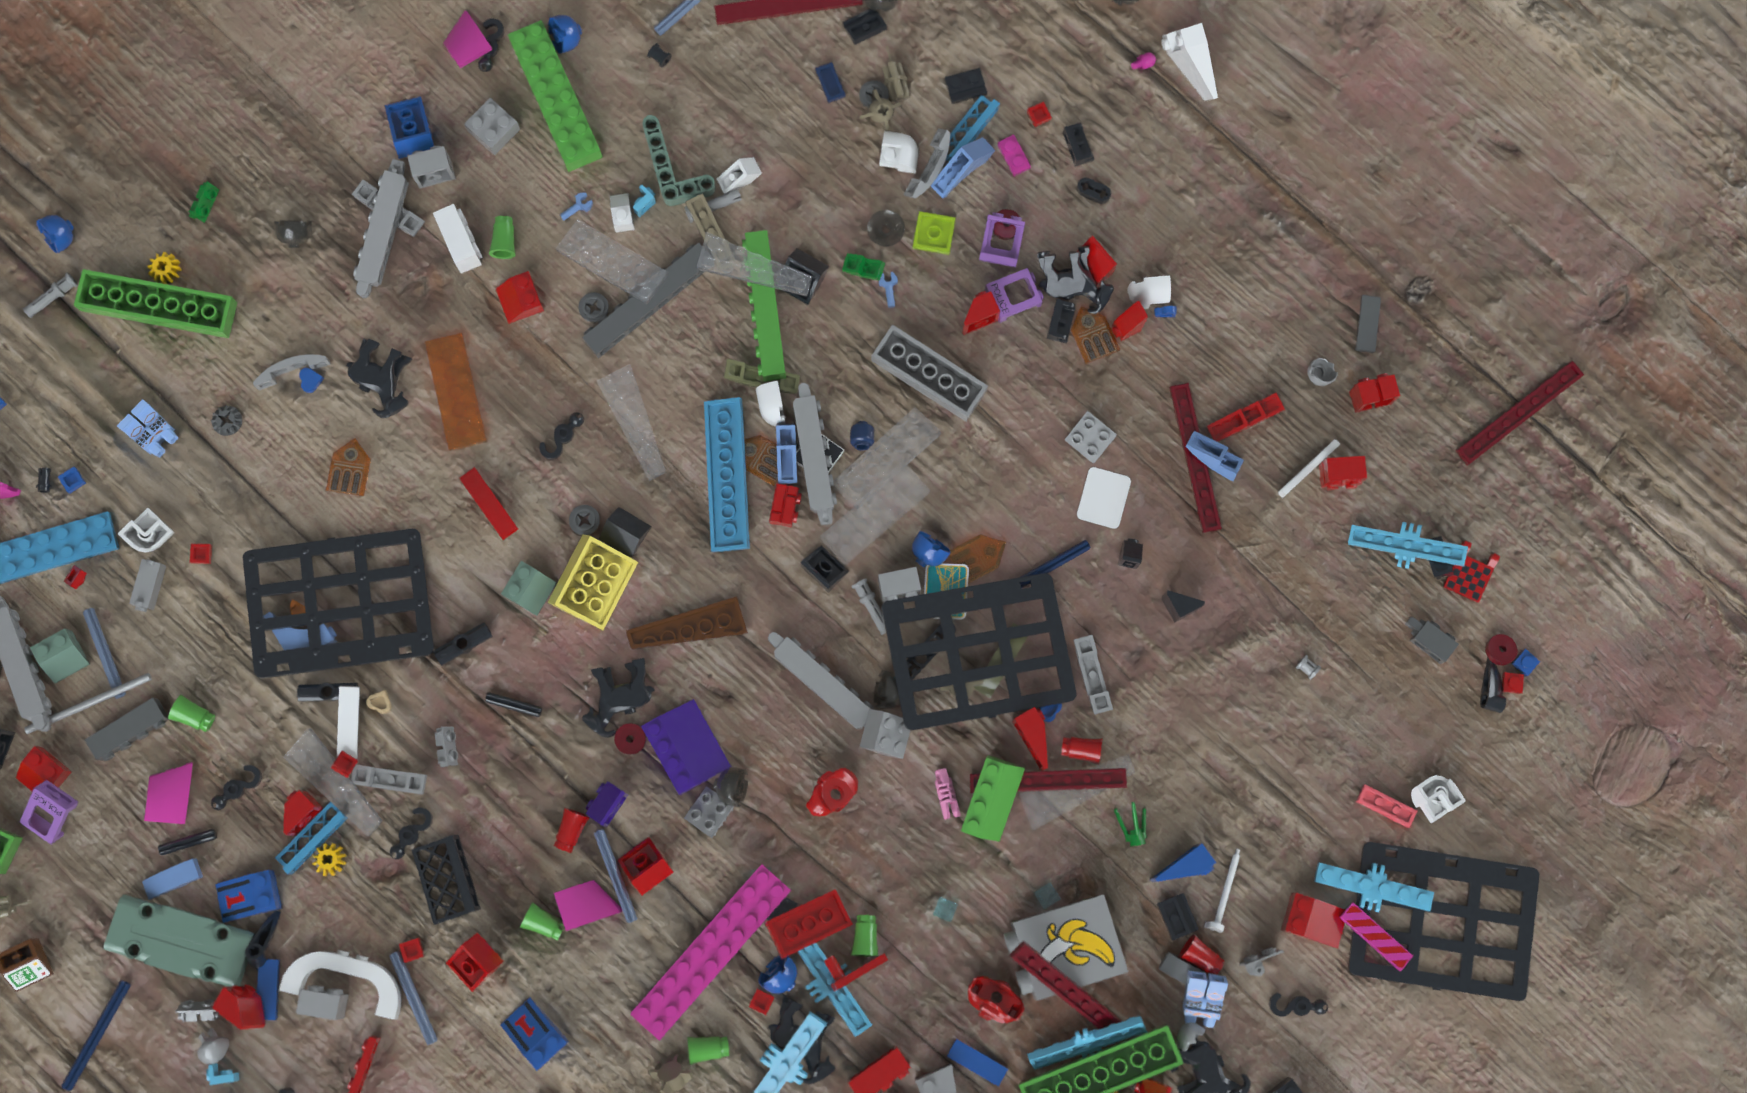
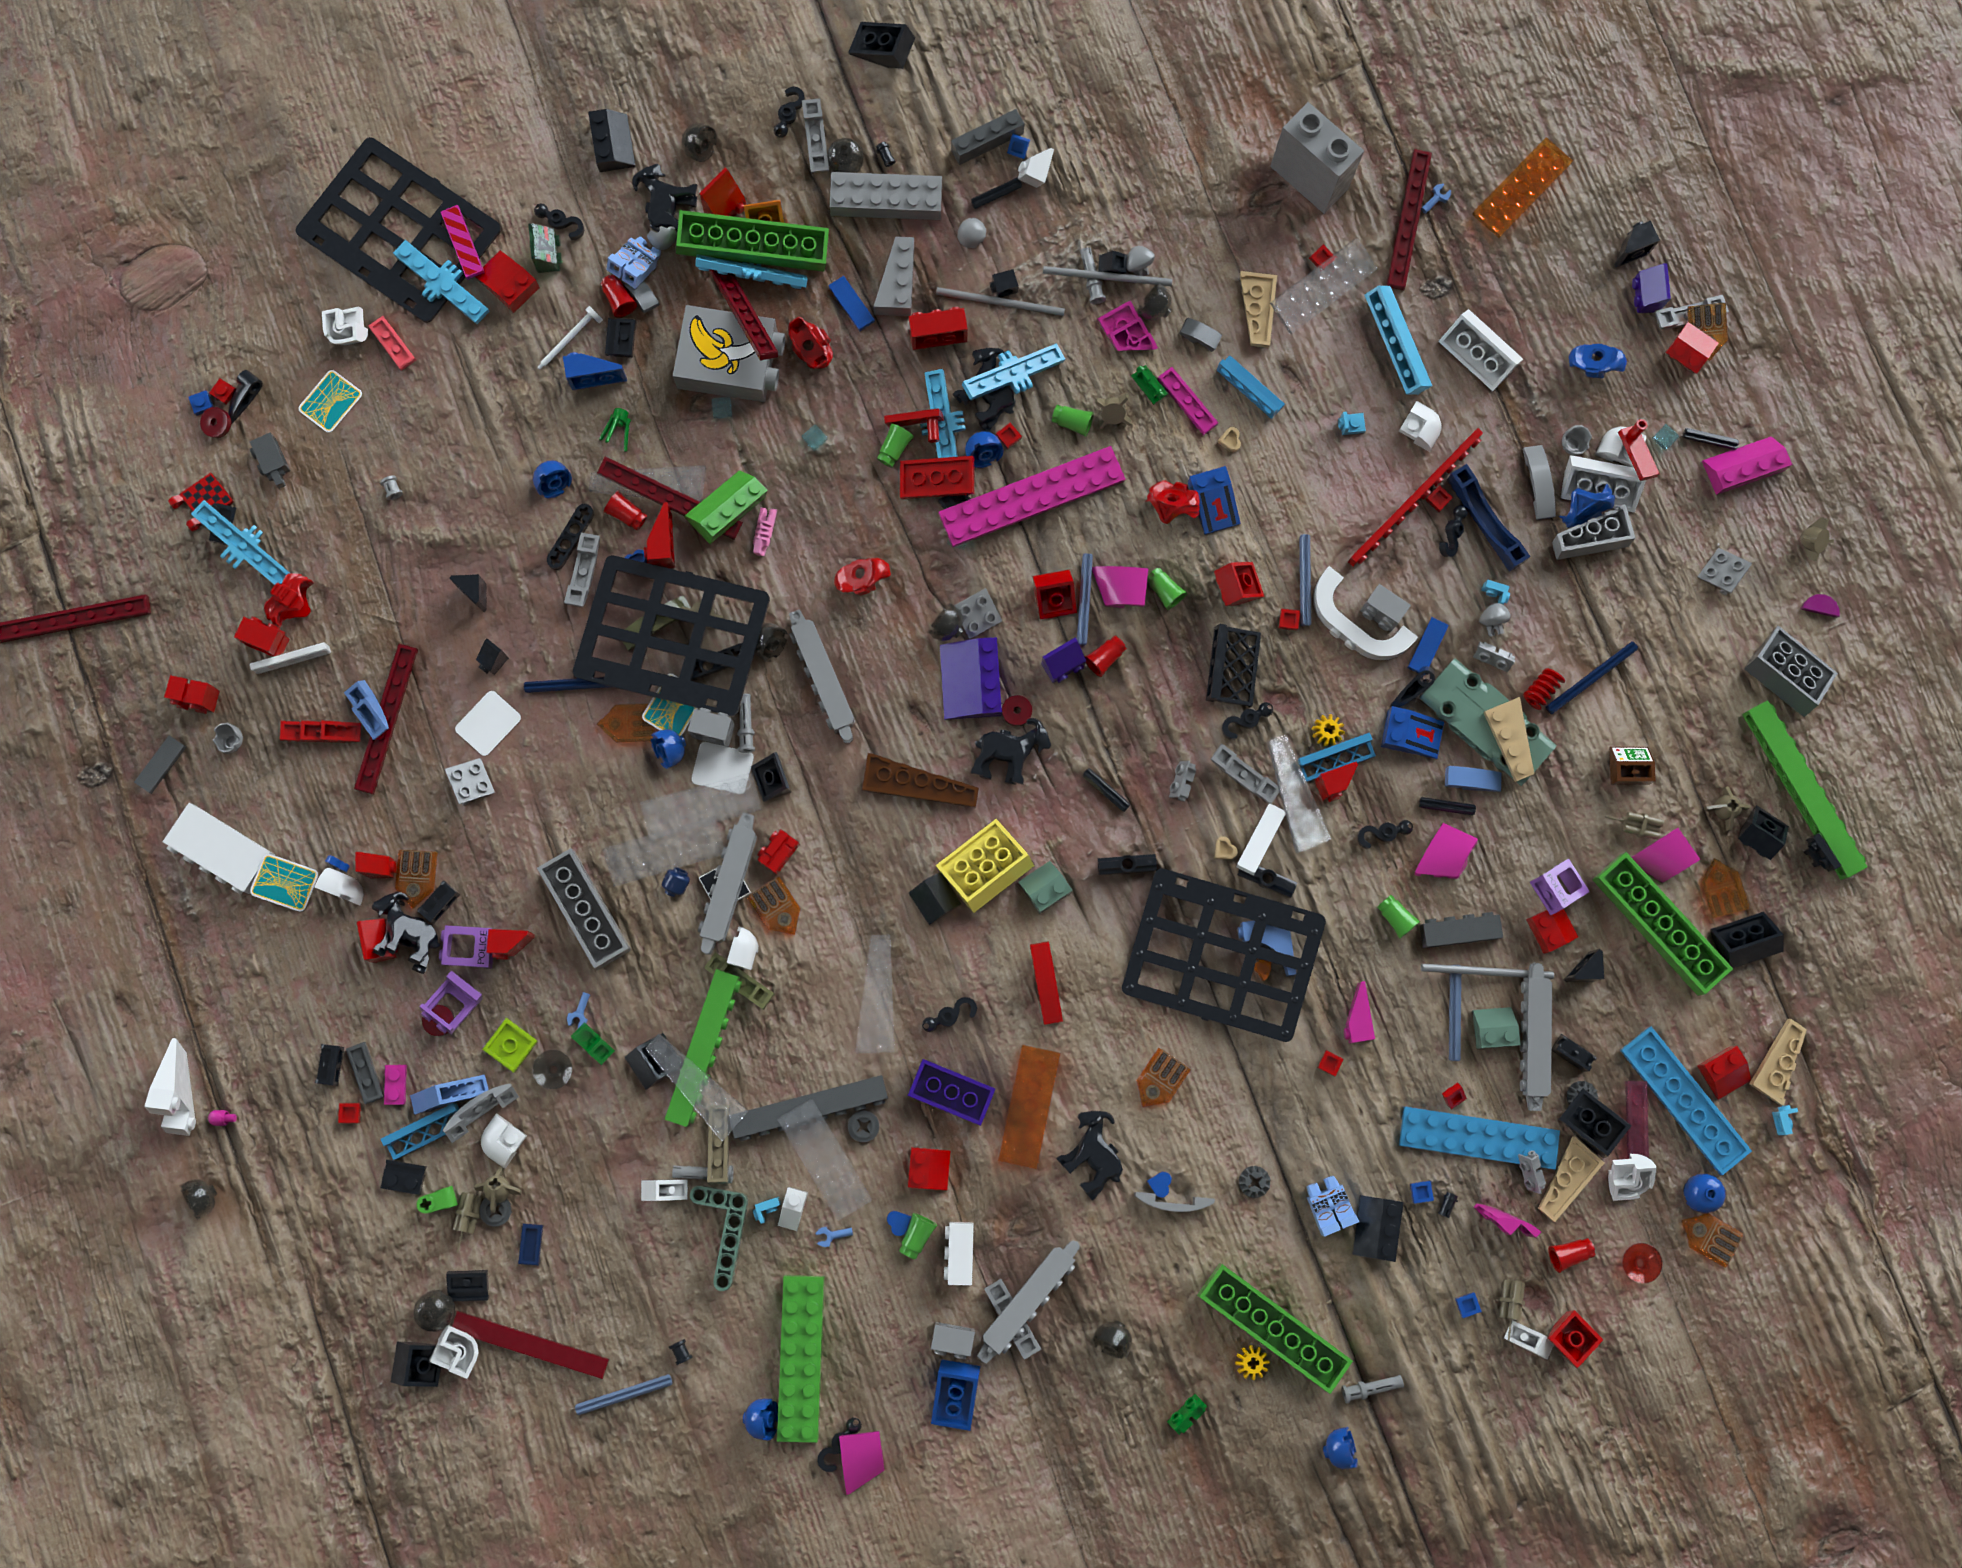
camera: 155 degrees left, 0 degrees up
(98, 430) = (1377, 1228): none -> black slope
(139, 1000) = (1542, 687): none -> red piece
(146, 532) = (1371, 1104): white brick -> none
(147, 585) = (1390, 1056): light grey brick -> none
(149, 933) = (1511, 736): none -> tan wing
(190, 604) = (1359, 1020): none -> dark pink slope
(241, 1007) = (1456, 636): red slope -> none
(344, 764) = (1279, 805): red tile -> none
(492, 126) = (875, 1355): light grey brick -> none
(525, 243) = (898, 1222): none -> blue tile
(528, 369) = (951, 1092): none -> dark purple brick
(572, 1012) = (1173, 500): none -> red piece
(583, 511) = (969, 918): dark grey gear -> none
(726, 475) = (816, 905): dark azure plate -> none
(786, 453) = (752, 897): medium blue slope -> none
(878, 558) = (719, 763): none -> white sticker
(885, 734) = (790, 602): light grey brick -> none
(924, 81) = (440, 1200): none -> bright green piece
(1044, 153) = (365, 1073): none -> dark grey tile
(1091, 194) = (335, 1016): black beam -> none
(1124, 702) = (567, 535): none -> black beam
(1168, 746) = (551, 478): none -> blue cylinder
(1202, 274) = (284, 882): none -> teal sticker
(1253, 962) = (574, 268): light grey hinge -> none
(1274, 275) = (216, 848): none -> white brick
(1295, 968) = (544, 248): none -> clear green slope
(1339, 518) = (288, 599): none -> red piece
(1411, 723) = (330, 401): none -> teal sticker

